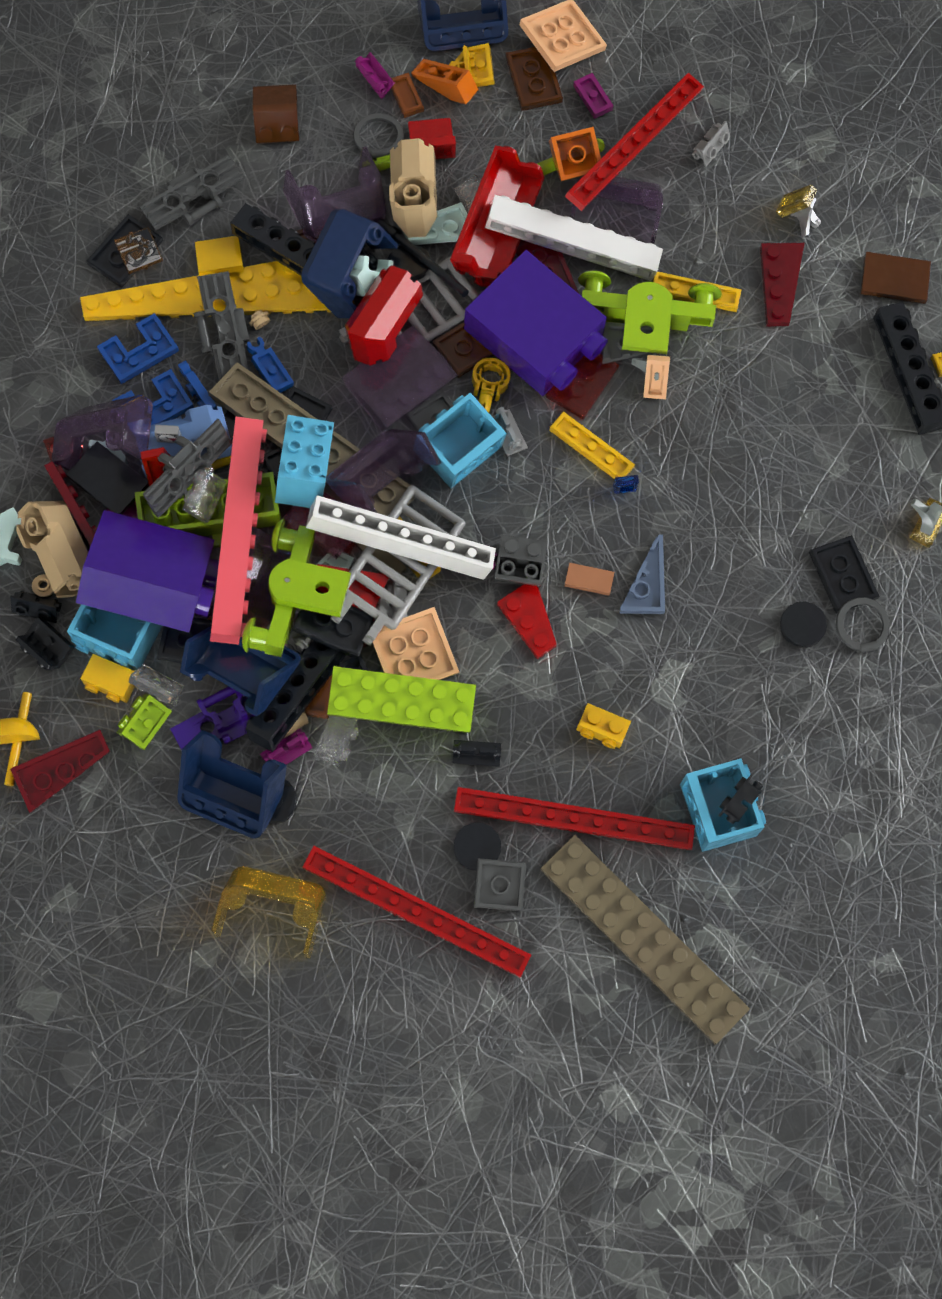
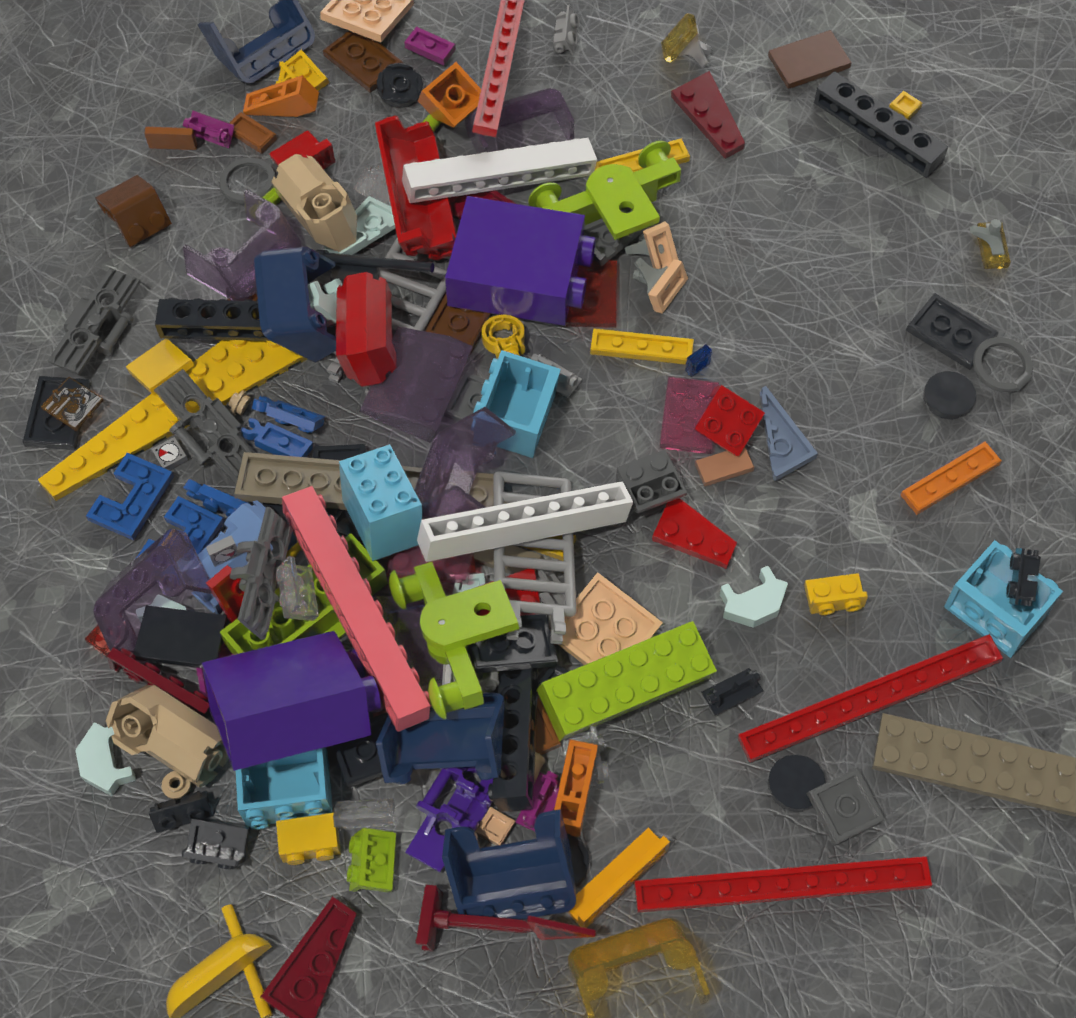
camera: 25 degrees left, 10 degrees down
(160, 786) = (433, 918): none -> dark red piece
(185, 331) = (169, 454): none -> tile
(243, 749) = (495, 827): none -> light nougat tile
(291, 350) = (289, 414): none -> blue plate
(304, 836) = (618, 877): none -> light orange fence
(314, 754) = (576, 785): none -> orange slope
(340, 66) = (170, 138): none -> dark orange tile
(540, 700) = (757, 604): none -> light aqua piece
(546, 117) = (399, 85): none -> black tile
(590, 523) = (683, 408): none -> clear pink plate
(612, 546) = (729, 420): none -> red bracket
(640, 404) = (662, 283): none -> light nougat piece
(756, 690) = (950, 478): none -> orange tile

